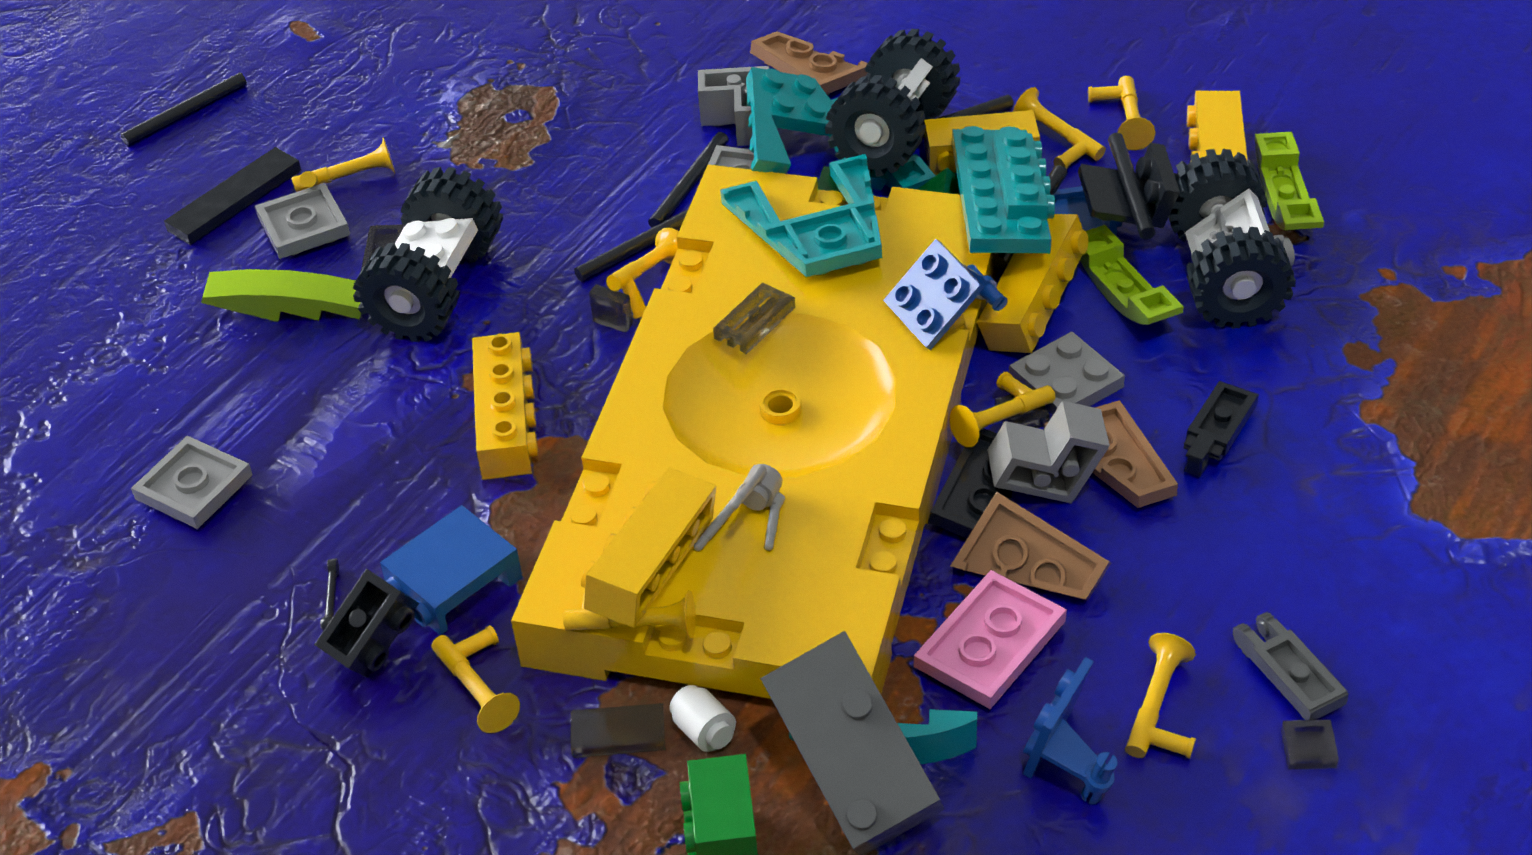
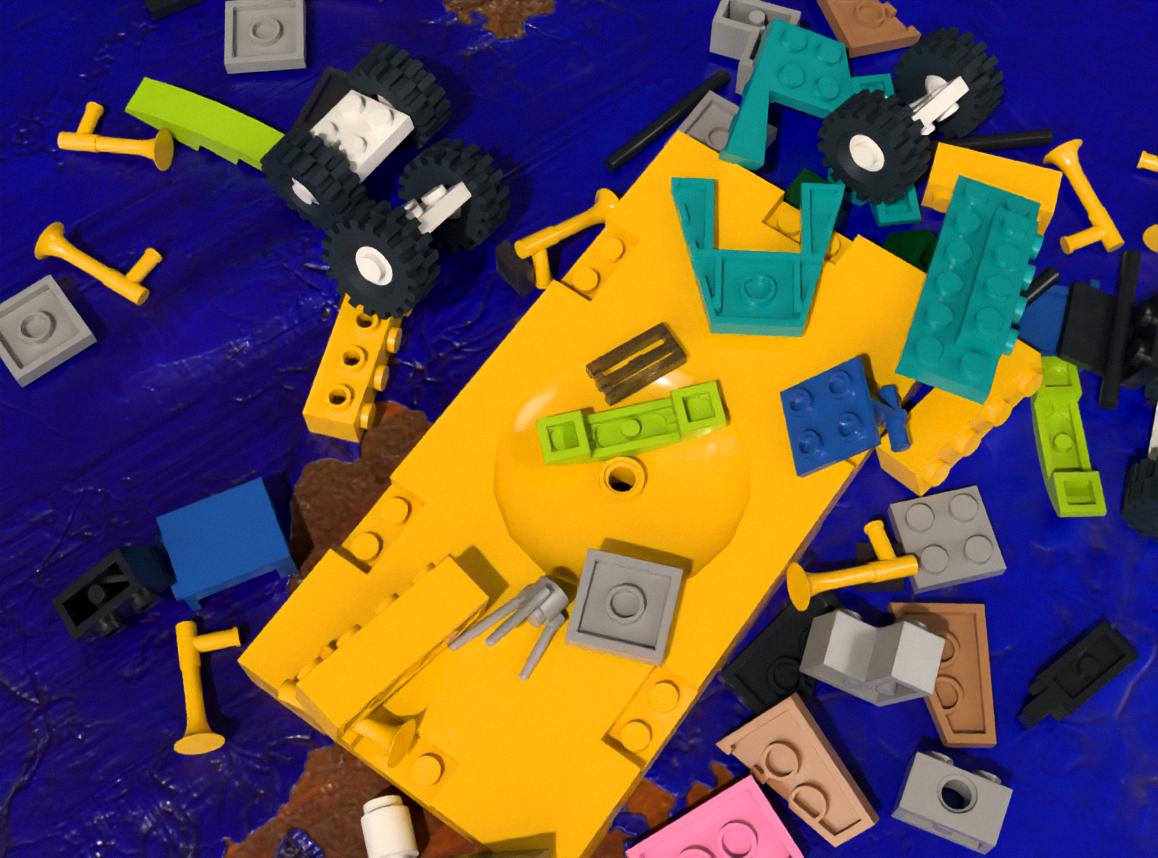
camera: 20 degrees right, 20 degrees up
(167, 340) = (158, 148): none -> yellow piece
(264, 427) = (55, 244): none -> yellow piece
(333, 572) = (95, 554): black hinge -> none
(518, 286) = (385, 253): none -> black plate
(618, 730) = (307, 807): clear smoke tile -> none
(626, 249) = (575, 187): black bar -> none
(775, 365) = (631, 429): none -> lime slope
(830, 469) = (624, 607): none -> light grey plate
(1163, 535) = (922, 804): none -> light grey brick

